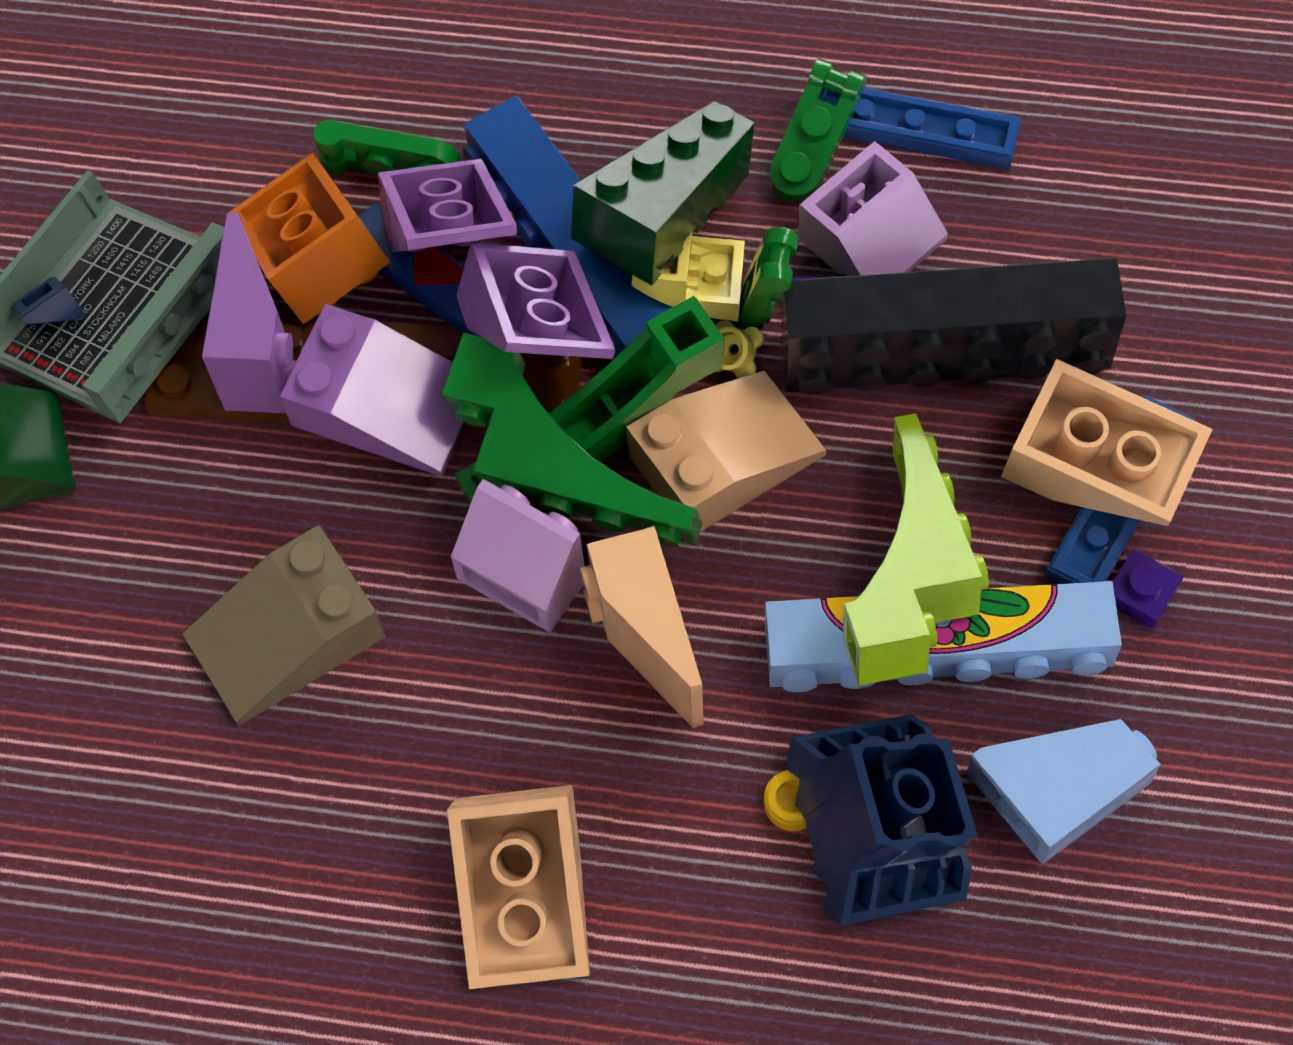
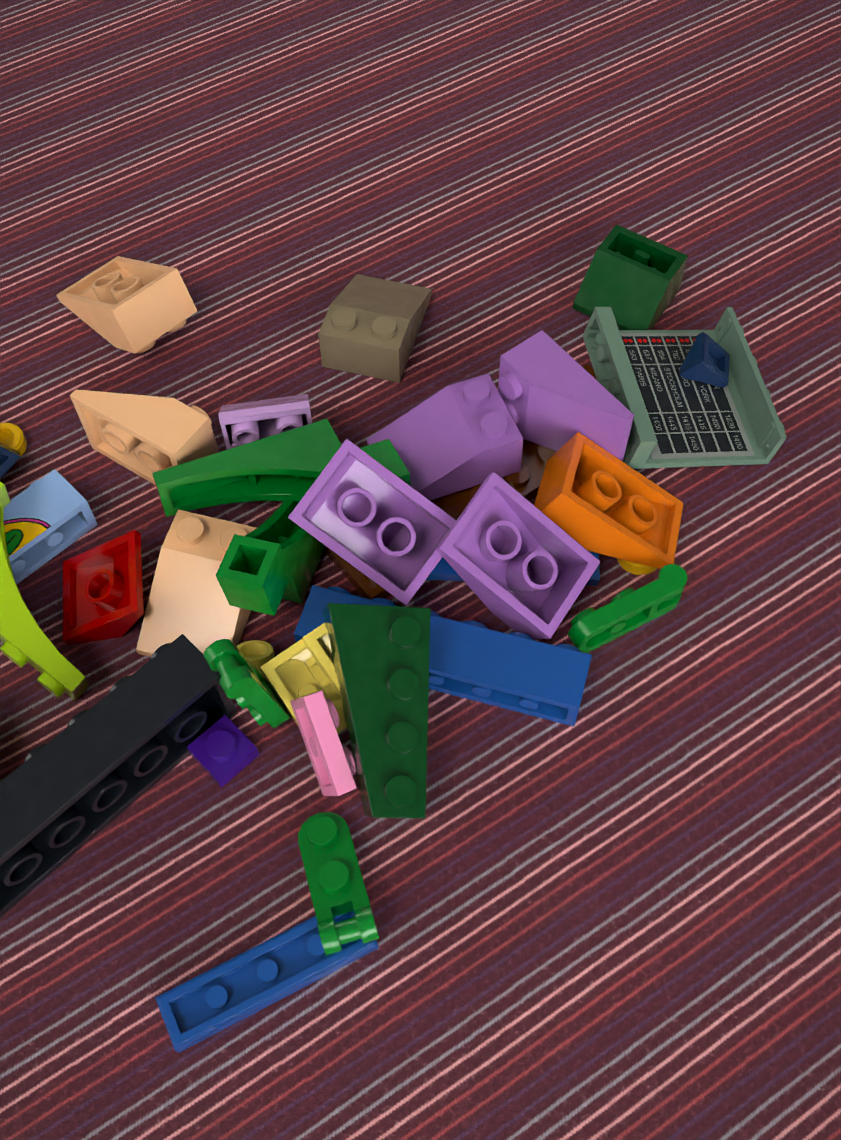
camera: 135 degrees right, 5 degrees down
(738, 218) = (330, 761): none -> bright pink plate
(812, 522) = (103, 590): none -> red slope
(871, 217) = (224, 828): lavender slope -> none

